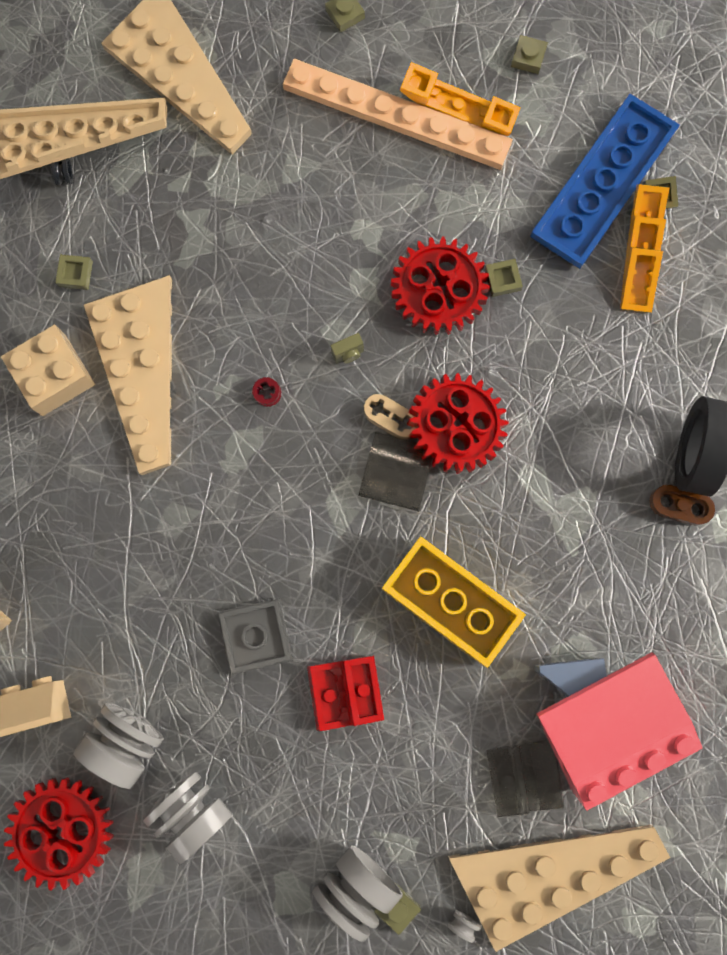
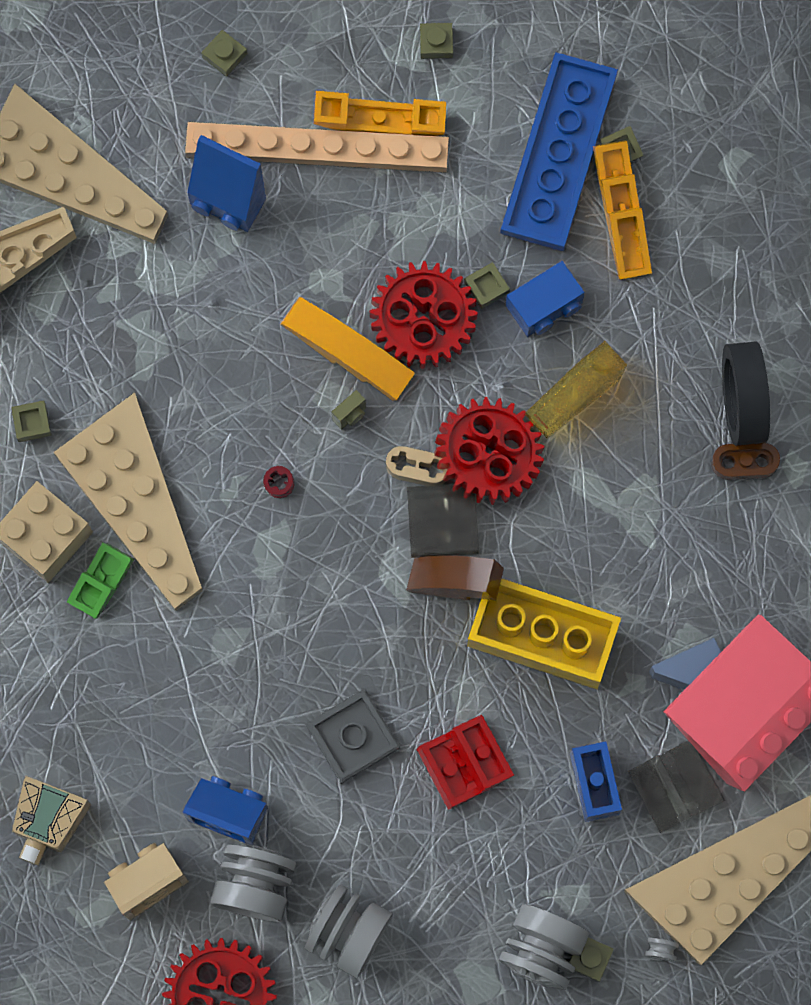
camera: 20 degrees left, 5 degrees down
(86, 429) = (101, 580): none -> bright green slope
(118, 670) = (226, 810): none -> blue slope
(305, 117) = (226, 185): none -> blue slope
(364, 294) = (347, 348): none -> light orange slope
(391, 528) = (456, 577): none -> reddish brown slope
(454, 754) = (595, 781): none -> blue brick
(551, 305) = (545, 299): none -> blue brick
(553, 393) = (577, 389): none -> clear yellow slope

